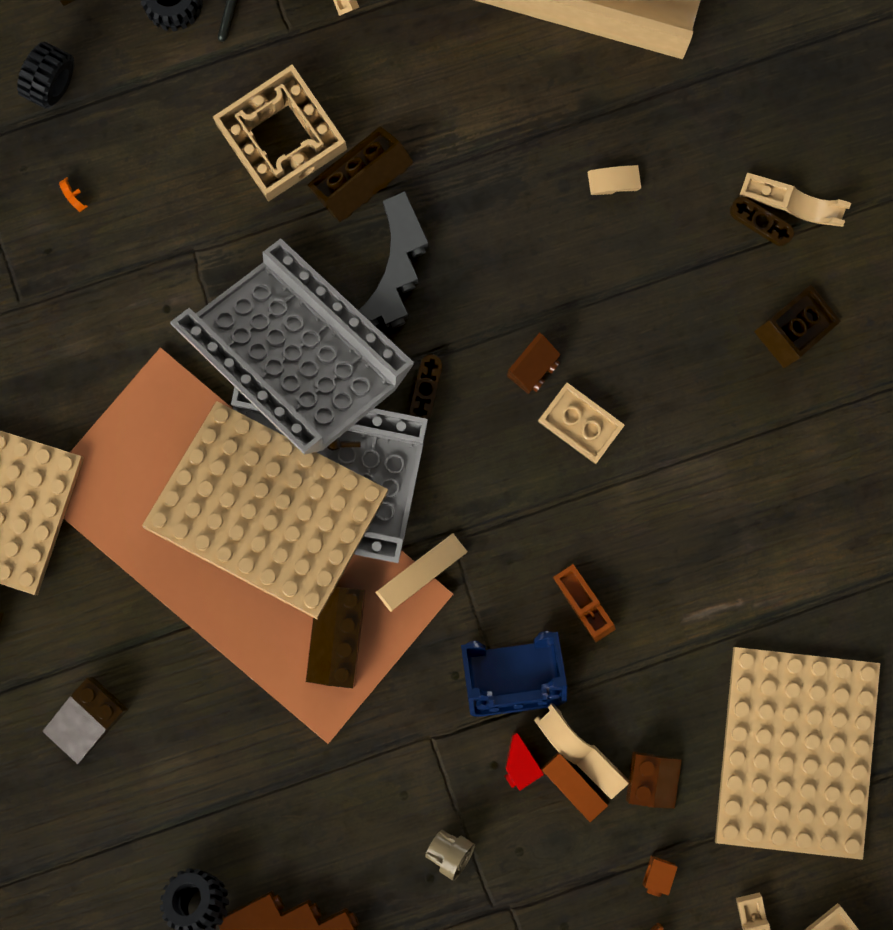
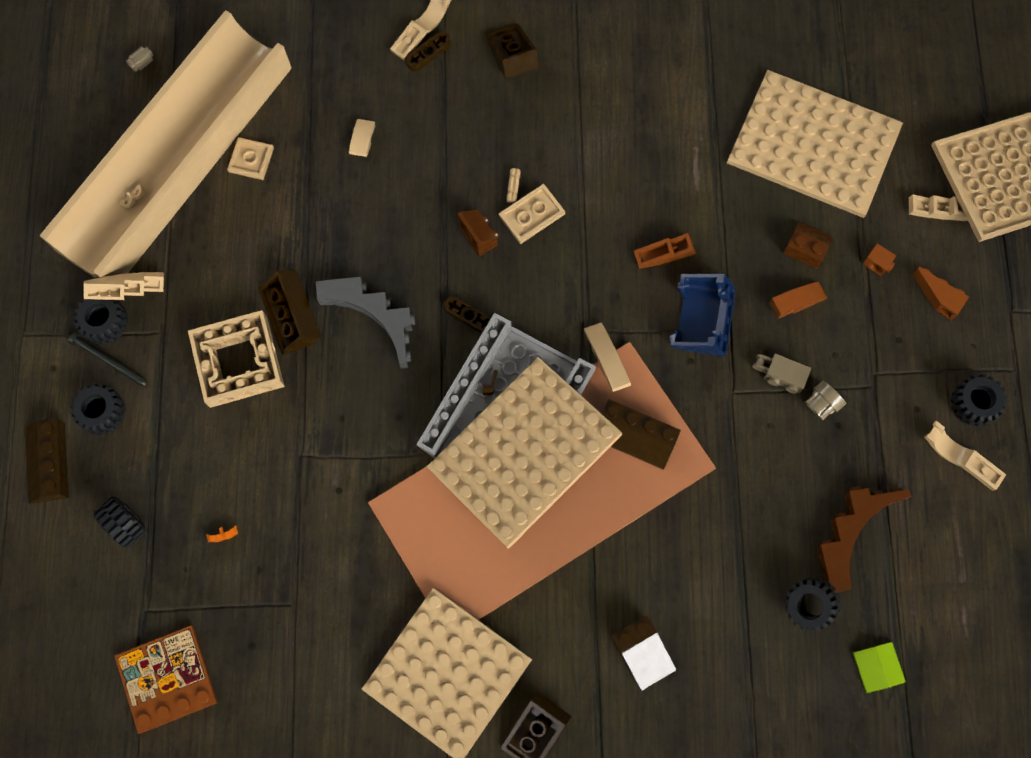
camera: 70 degrees left, 10 degrees down
(296, 349) = (406, 390): light grey slope -> none
(473, 794) = (783, 372): none -> dark tan brick
(520, 764) = (770, 331): red slope -> none
(543, 54) = (250, 158): none -> tan tile
(579, 752) = (774, 286): tan piece -> none
(612, 388) = (513, 185): none -> tan axle

